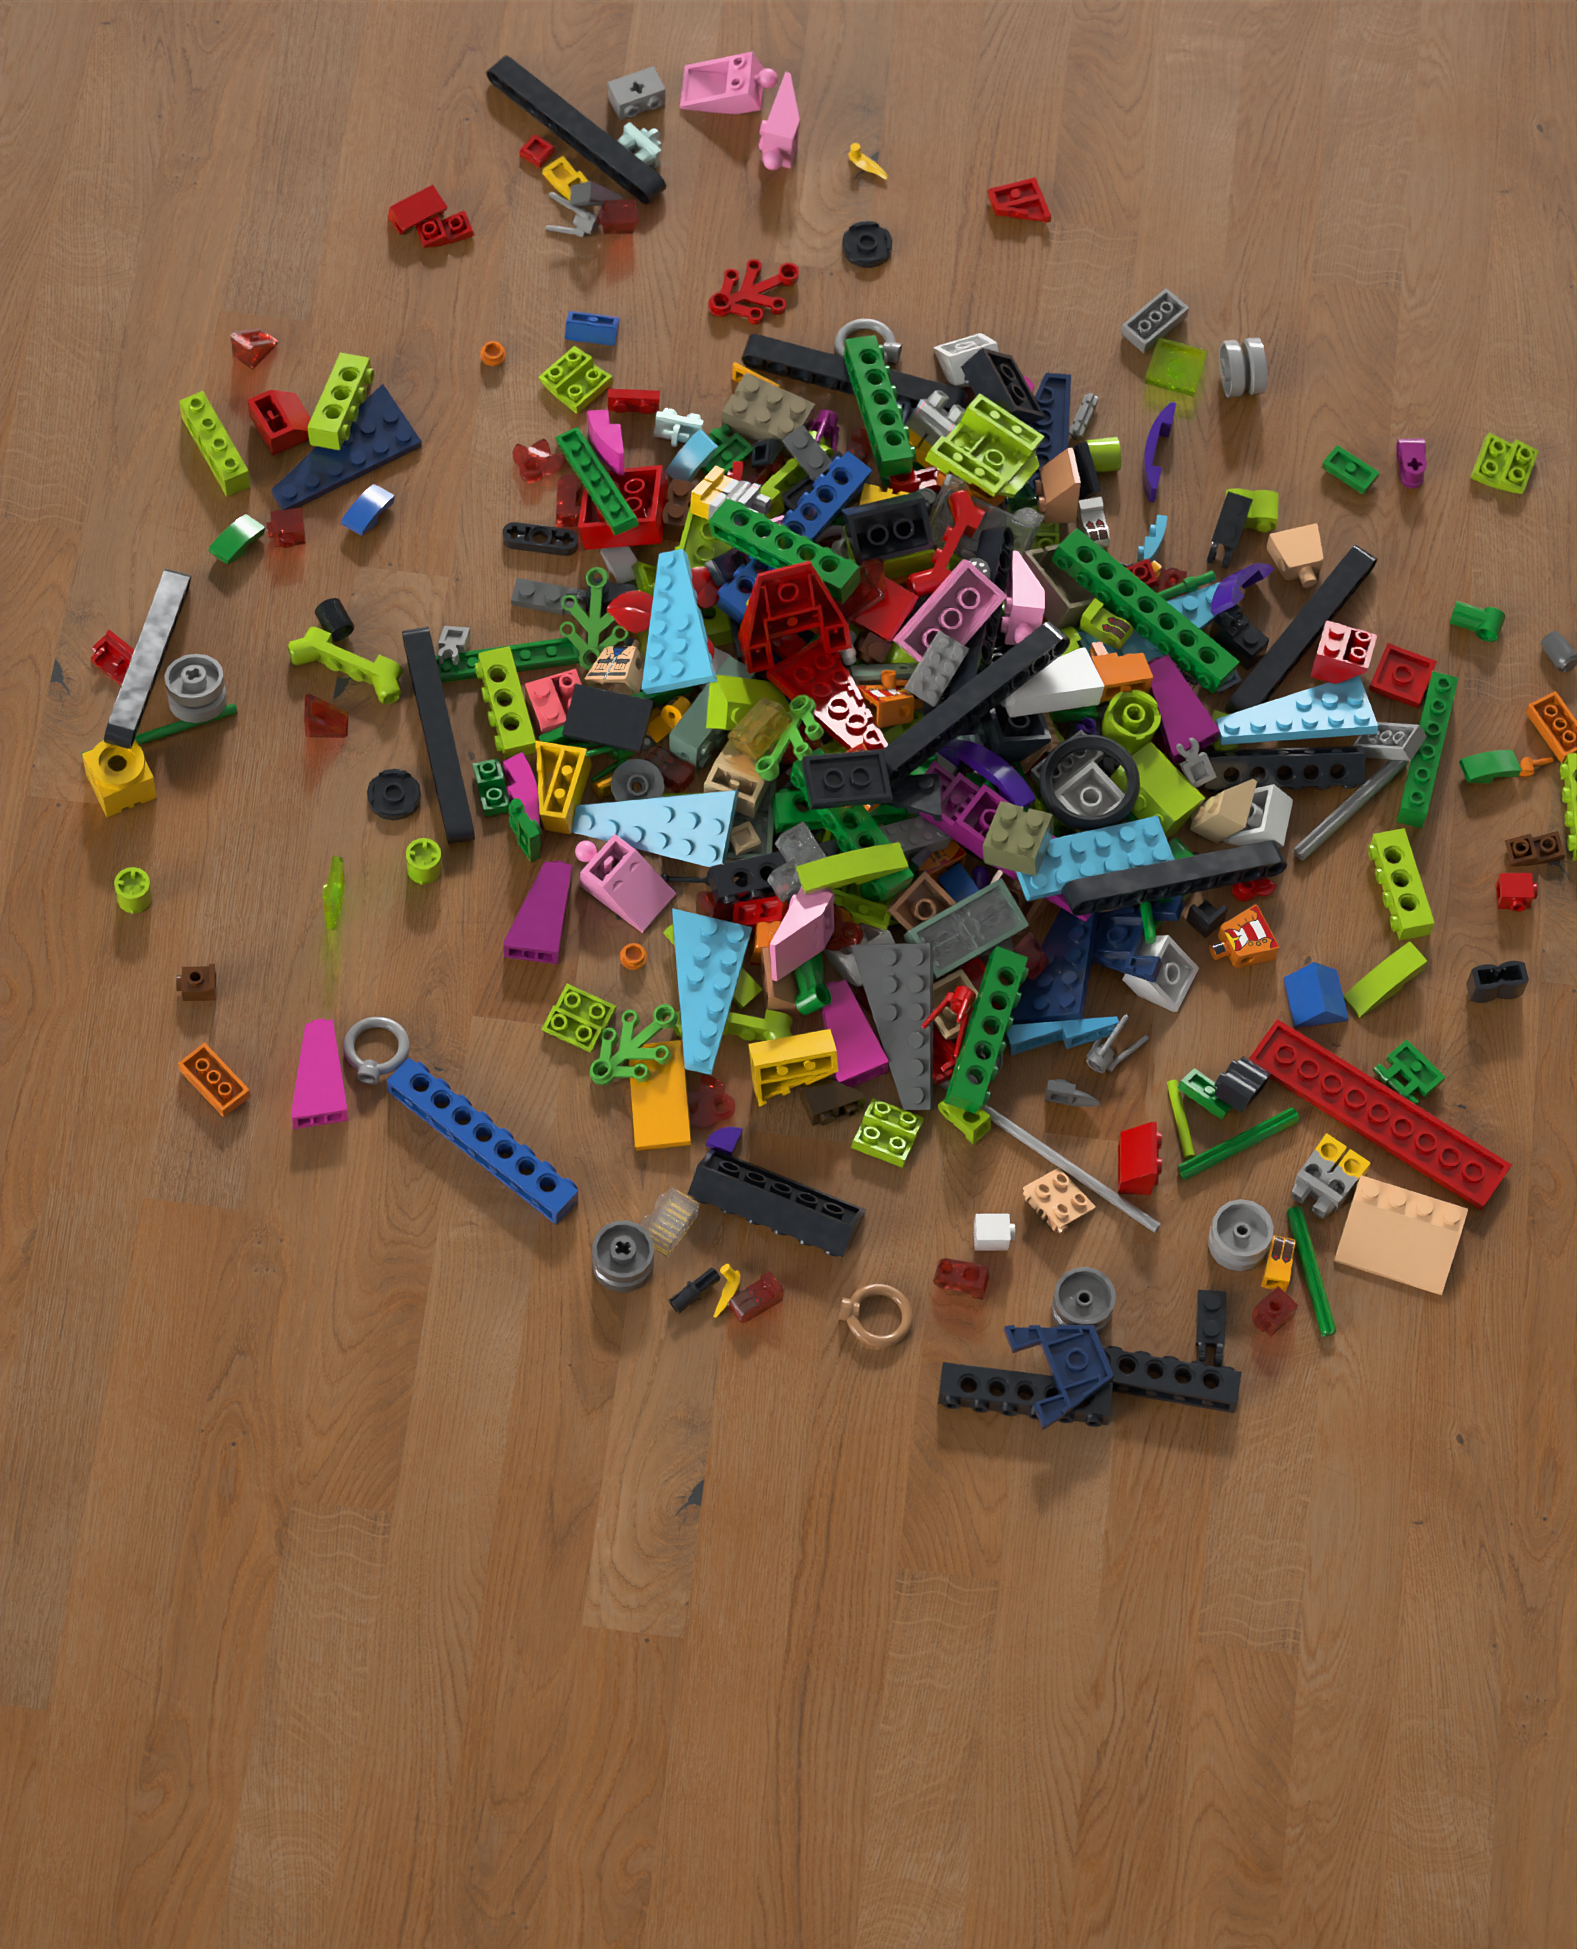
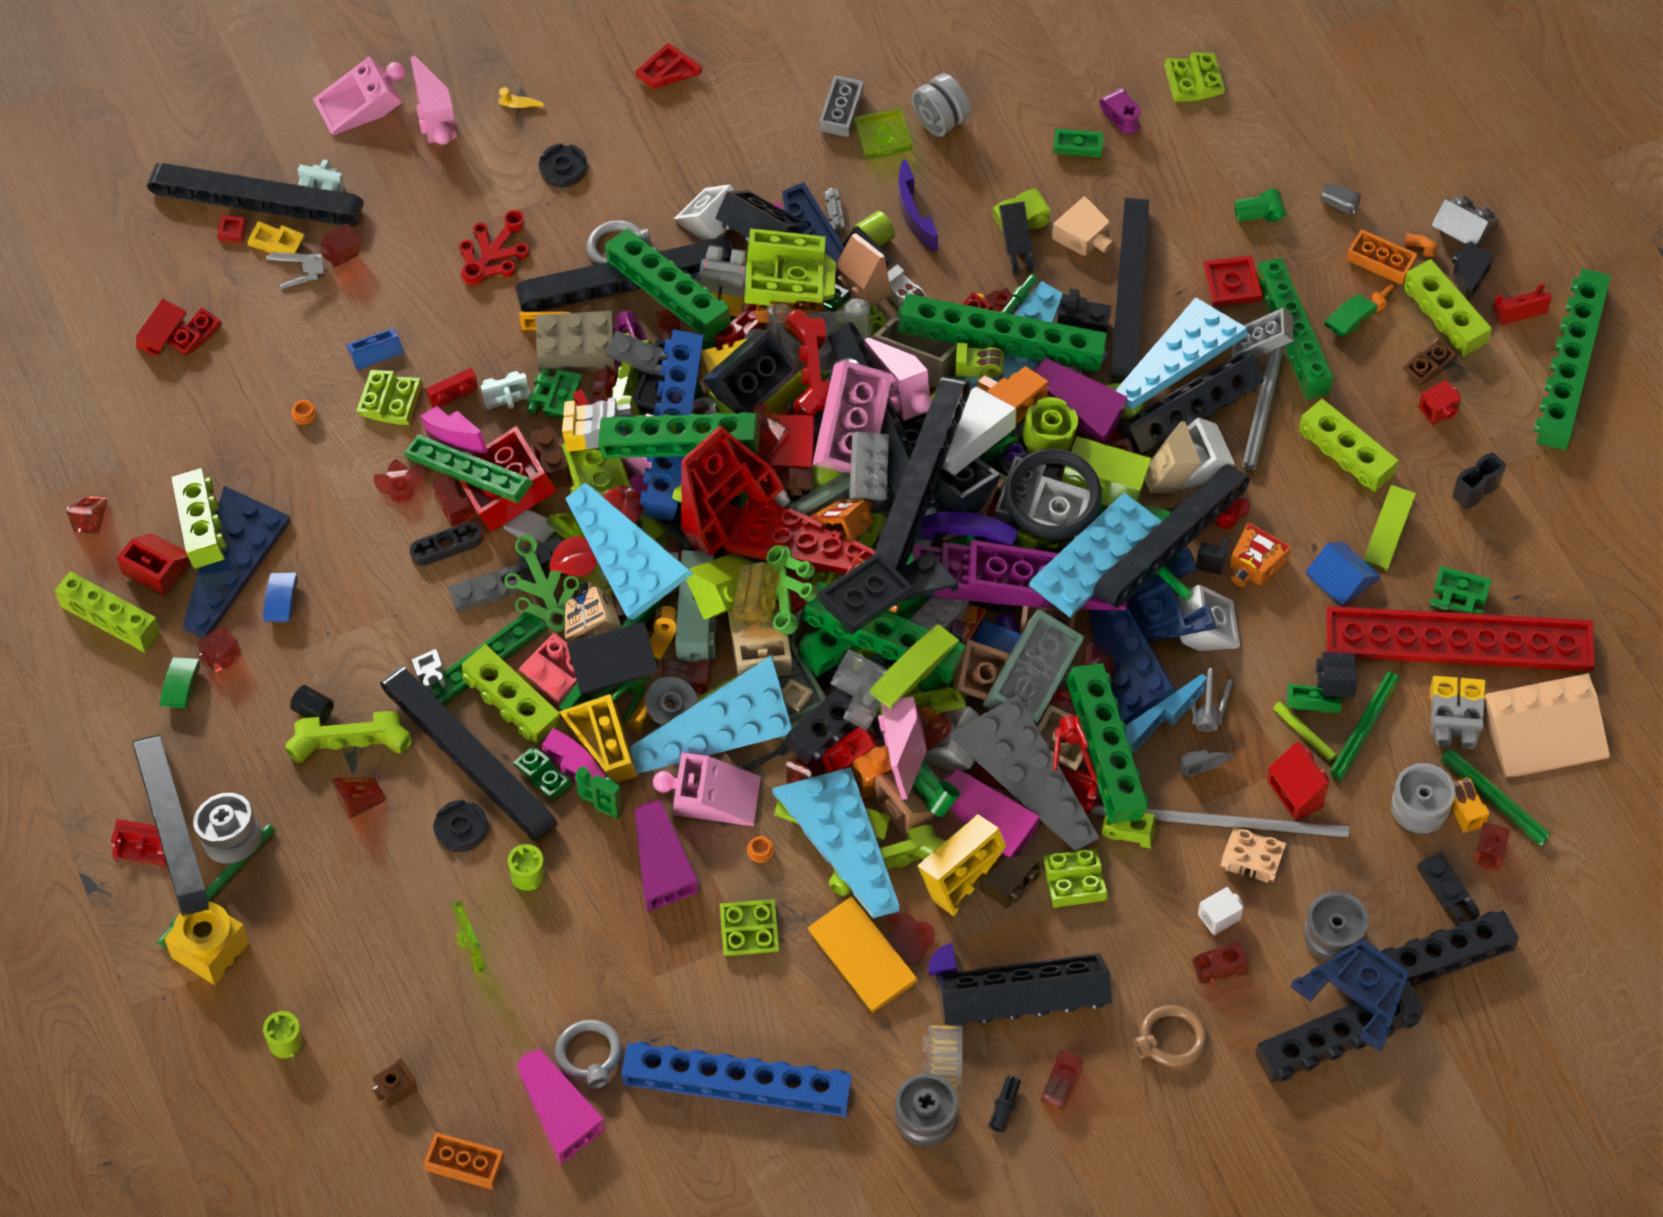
camera: 25 degrees left, 5 degrees down
(591, 194) = (307, 237): dark grey slope -> none
(631, 1048) = (814, 928): bright green plant -> none
(636, 93) = (288, 140): light grey brick -> none
(692, 457) = (535, 407): medium azure slope -> none
(724, 566) = (630, 478): black tile -> none
(730, 1288) = (1033, 1086): yellow bar -> none
(765, 452) = (594, 372): black slope -> none
(889, 680) = (832, 497): orange hand -> none
(1018, 838) = (1034, 567): olive piece -> none
(1154, 542) = (961, 276): medium azure slope -> none
(1197, 766) = (1127, 435): light grey plate -> none
(1228, 591) = (1056, 280): dark purple slope -> none
(1342, 653) = (1176, 287): red slope -> none

